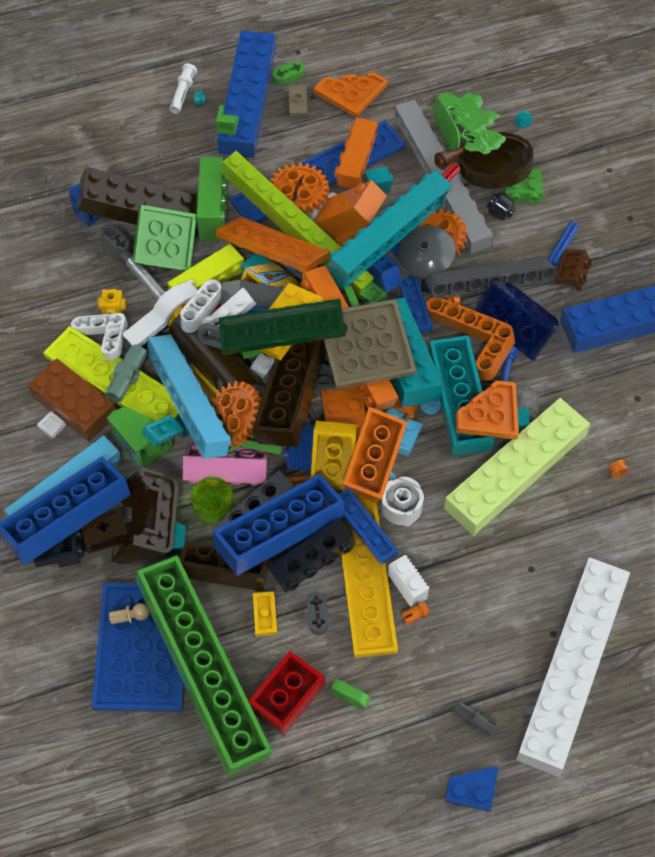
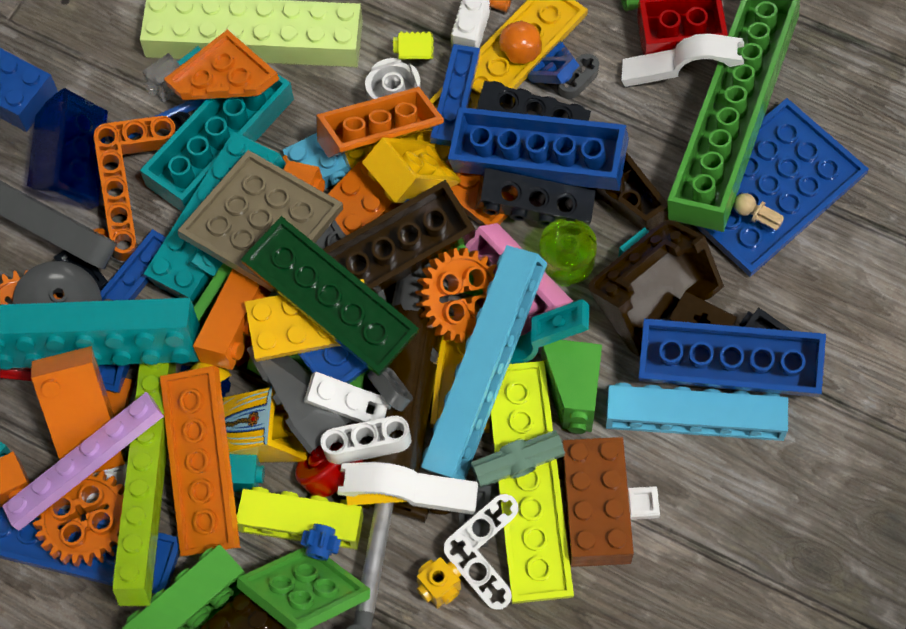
camera: 130 degrees left, 5 degrees up
(180, 263) = (320, 542): none -> blue gear
(258, 662) = (668, 63): none -> white piece
(264, 614) = (630, 109): yellow plate -> none
(320, 197) = (82, 461): none -> lavender plate
(332, 599) = (554, 67): none -> blue wing
(366, 592) = (520, 42): none -> orange hair
(418, 532) = (413, 45): none -> neon yellow brick

